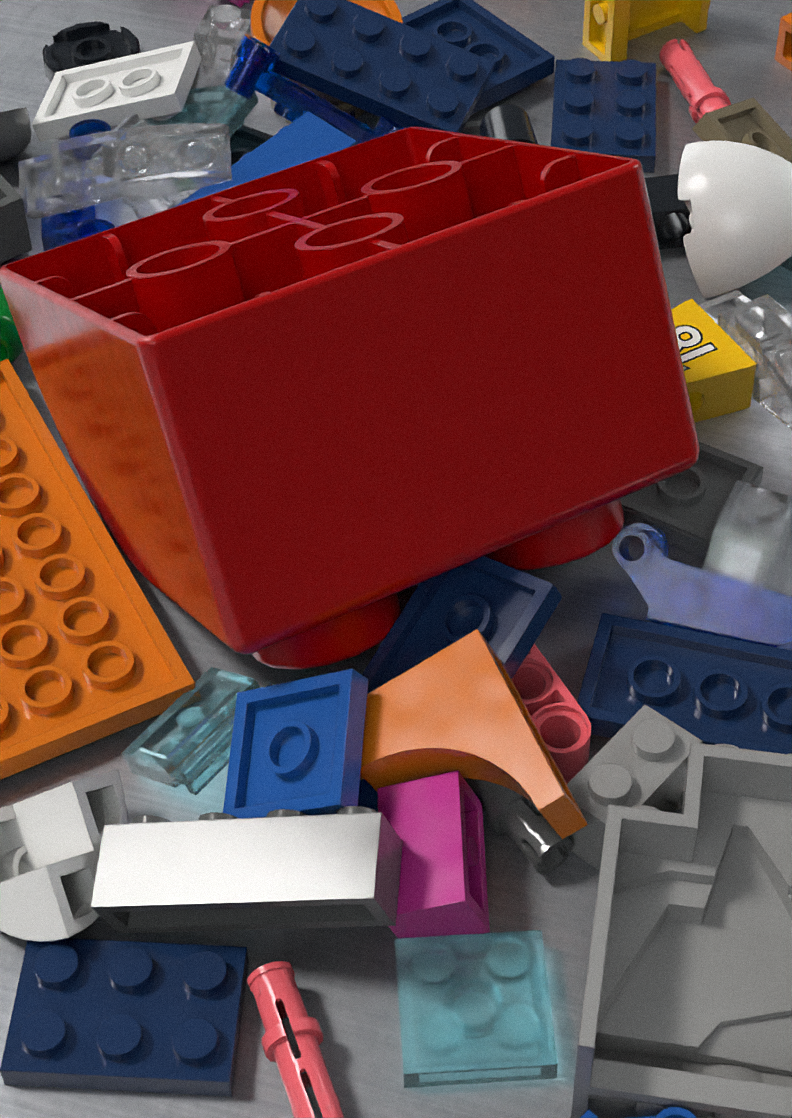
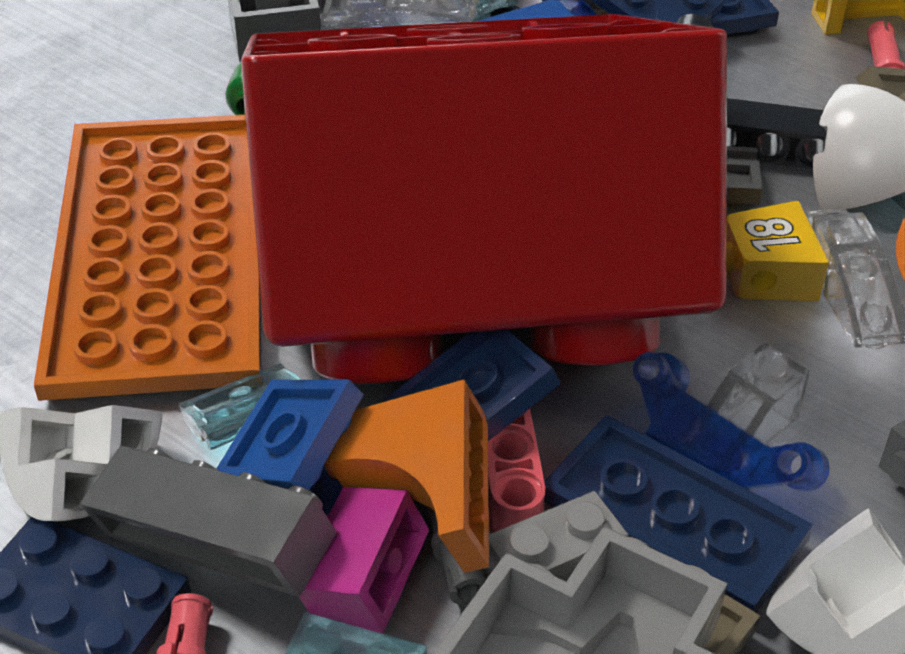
camera: 20 degrees right, 5 degrees down
(606, 108) = (801, 63): dark blue plate -> none
(691, 501) = (722, 339): dark grey tile -> none

